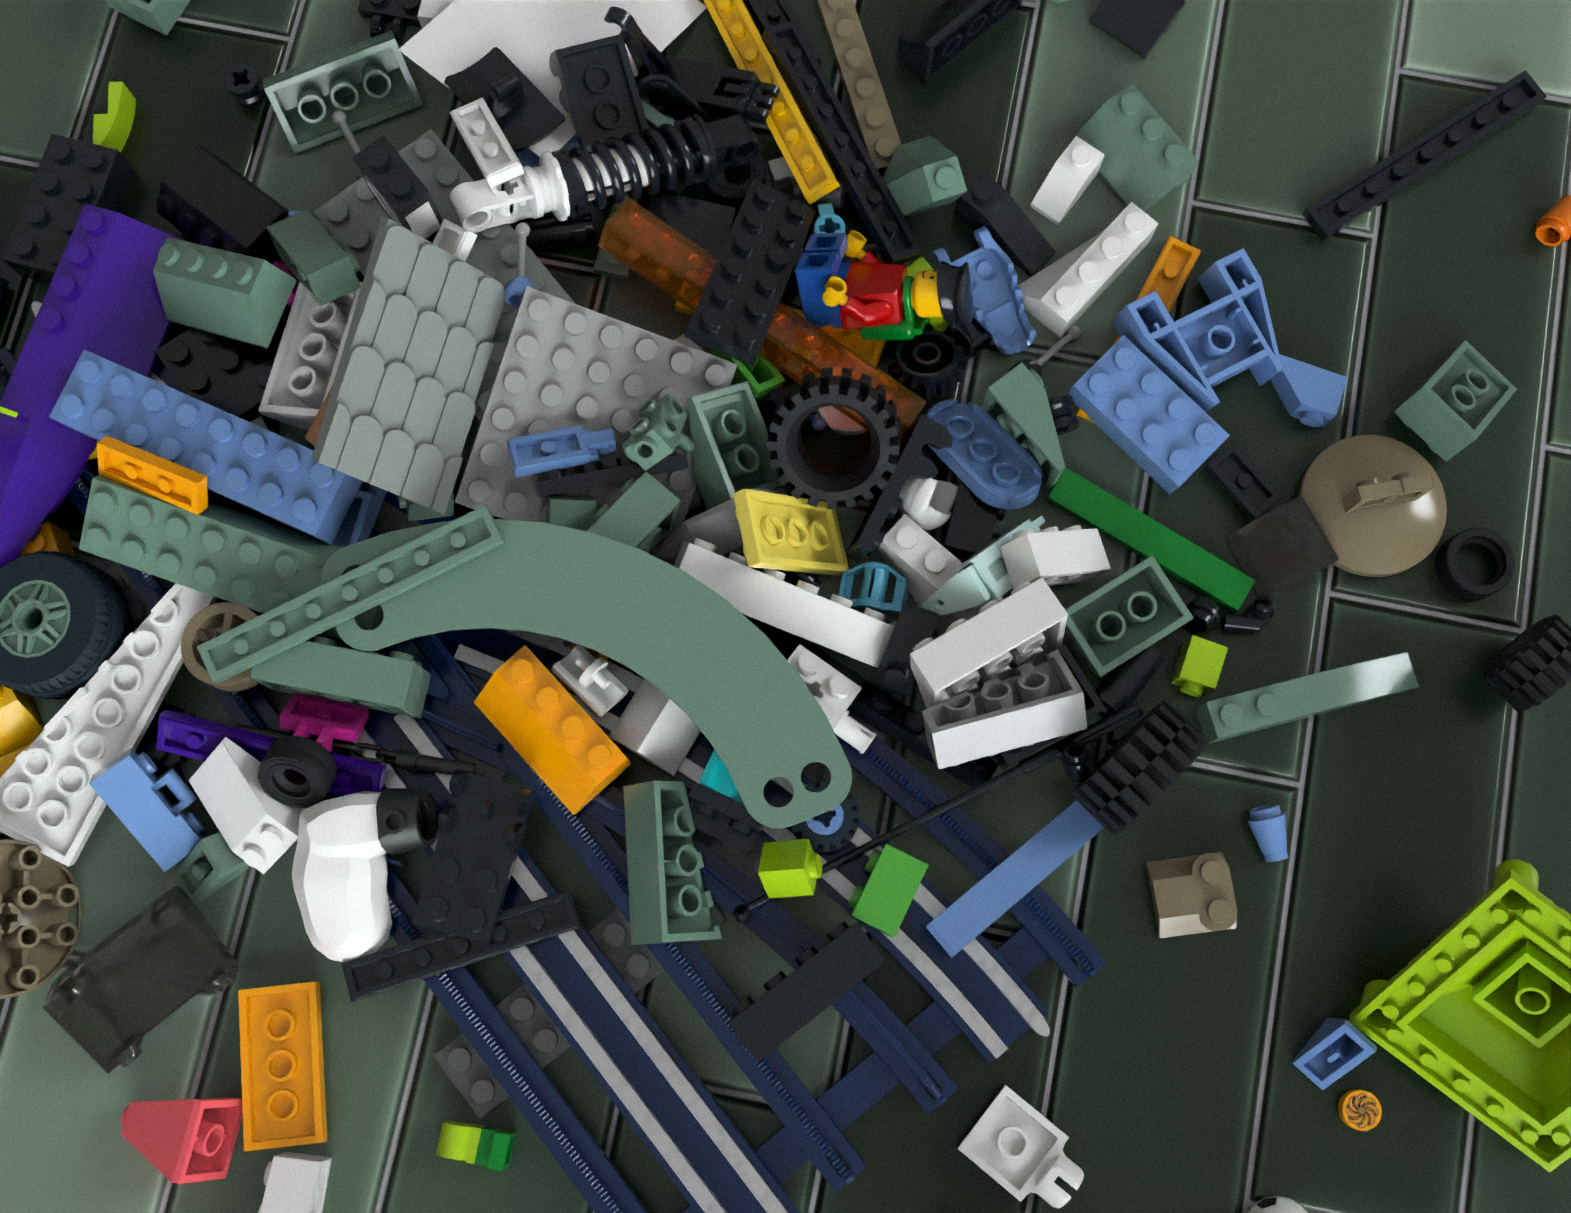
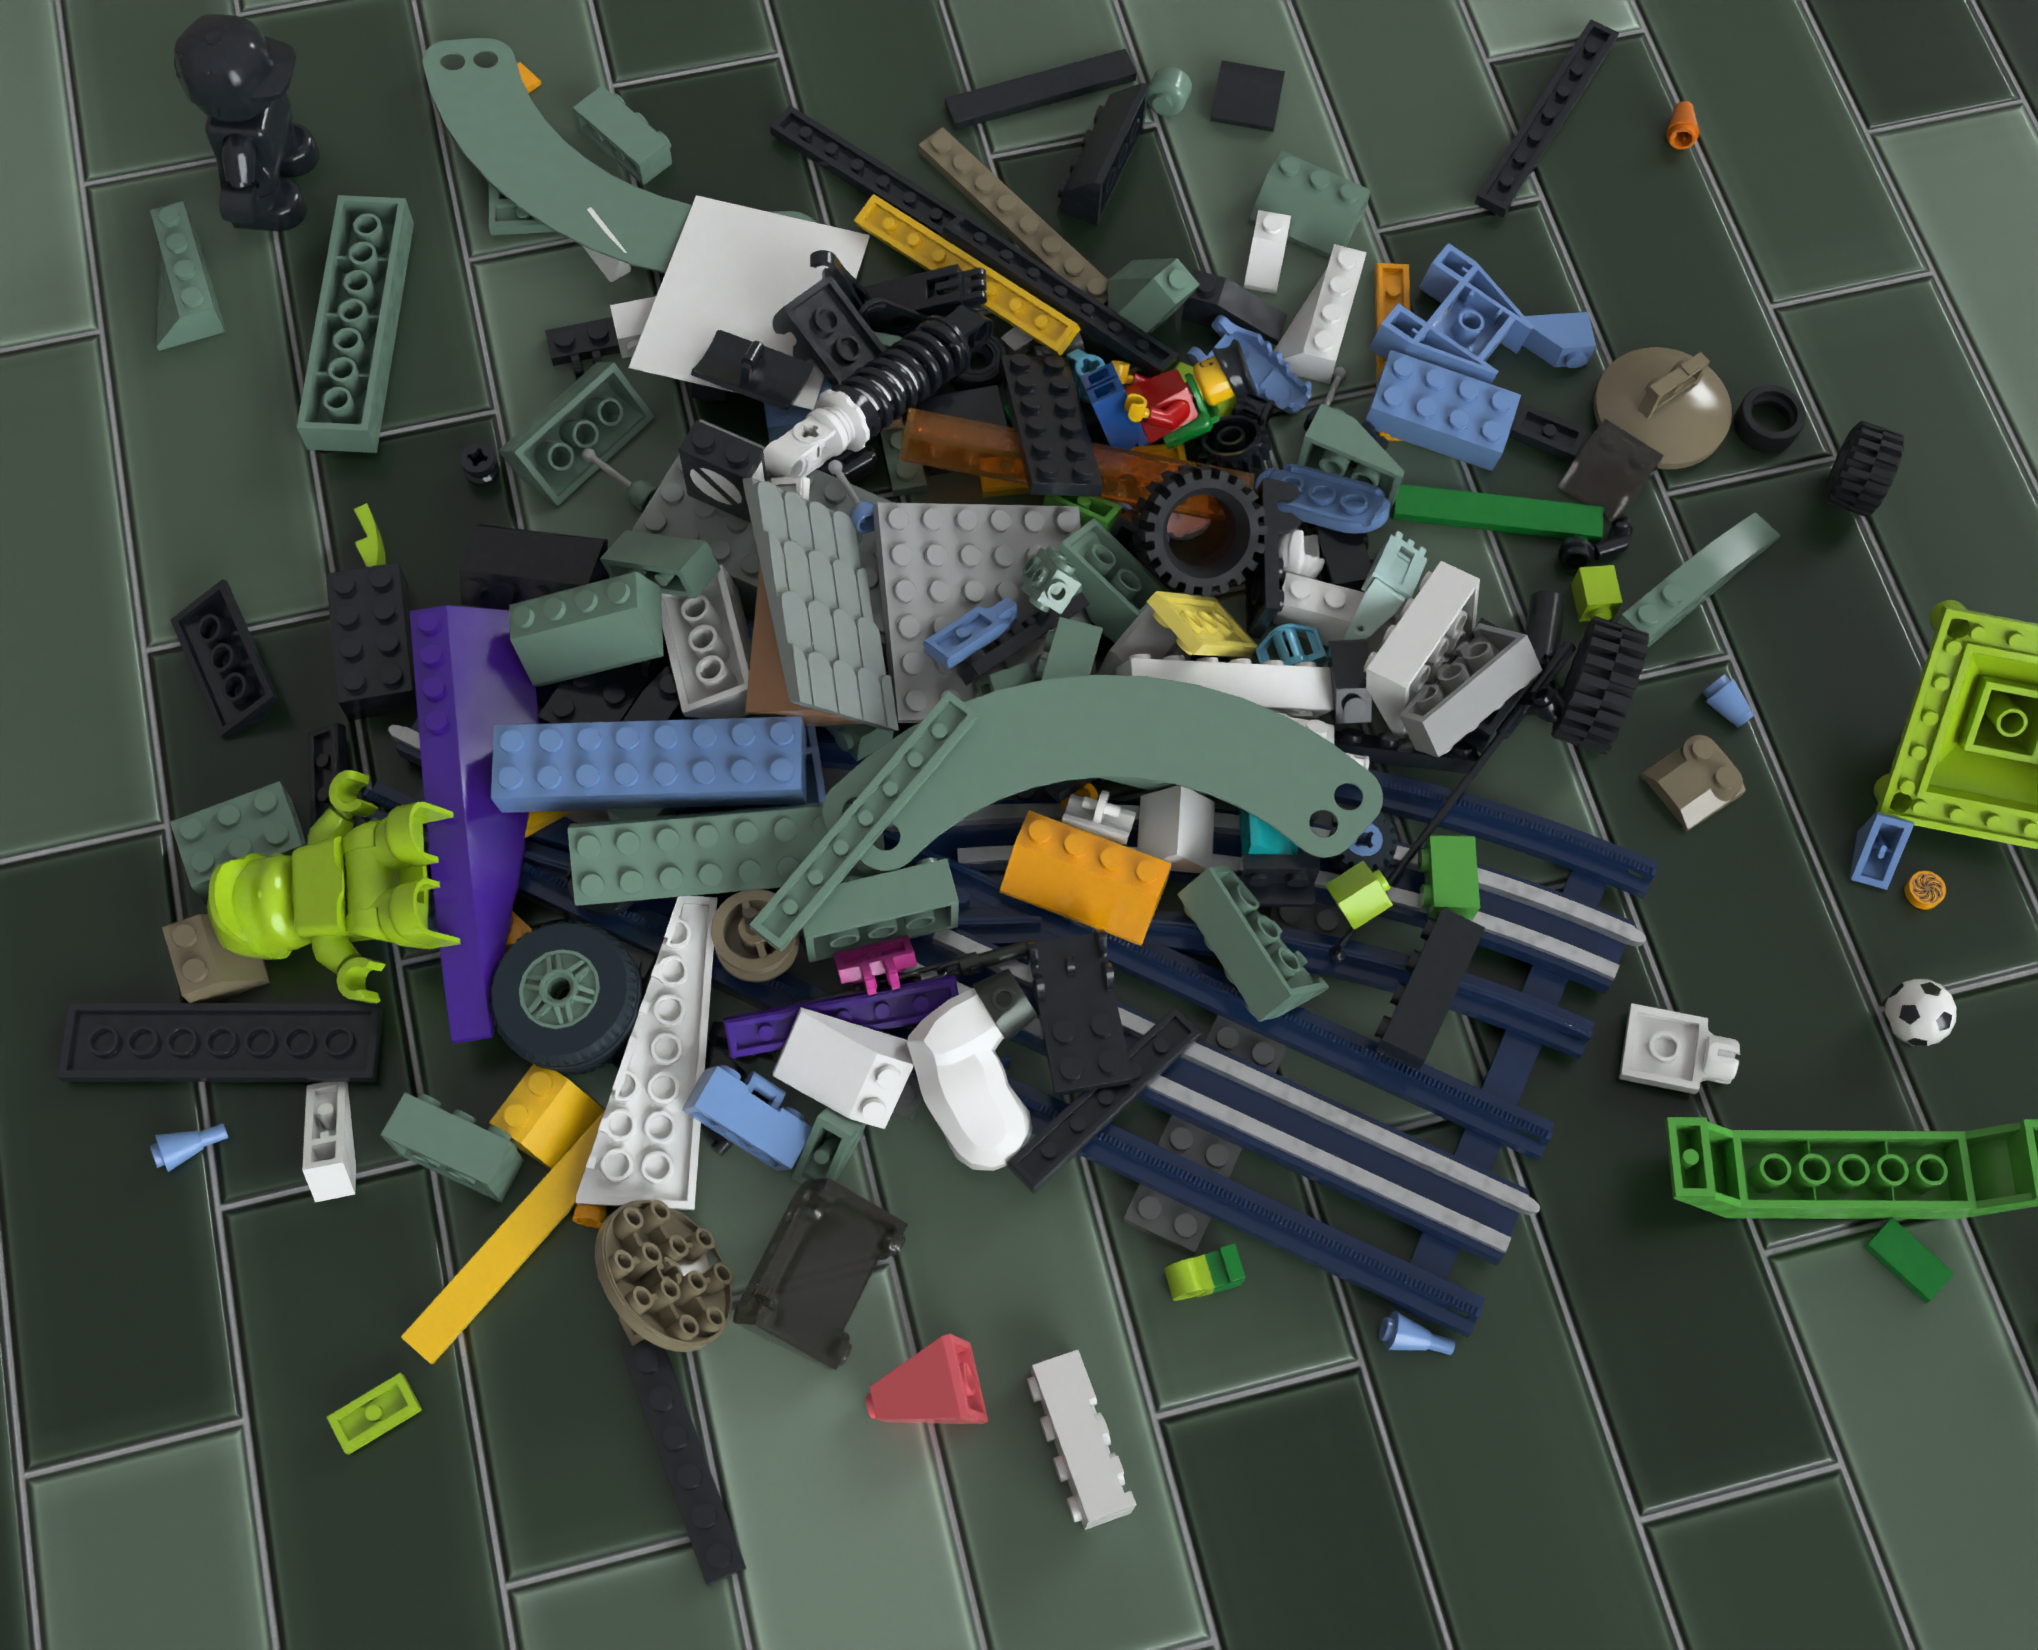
camera: 30 degrees left, 10 degrees down
(152, 475) = (623, 801): light orange plate -> none
(282, 1066) = (990, 1293): light orange plate -> none
(290, 787) = (881, 985): black tyre -> none
(486, 142) = (767, 404): white tile -> none
(1013, 878) = (1547, 822): medium blue tile -> none
(1055, 555) = (1426, 546): white brick -> none
(1124, 617) = (1518, 575): sand green slope -> none
(1456, 401) = (1682, 299): sand green slope -> none

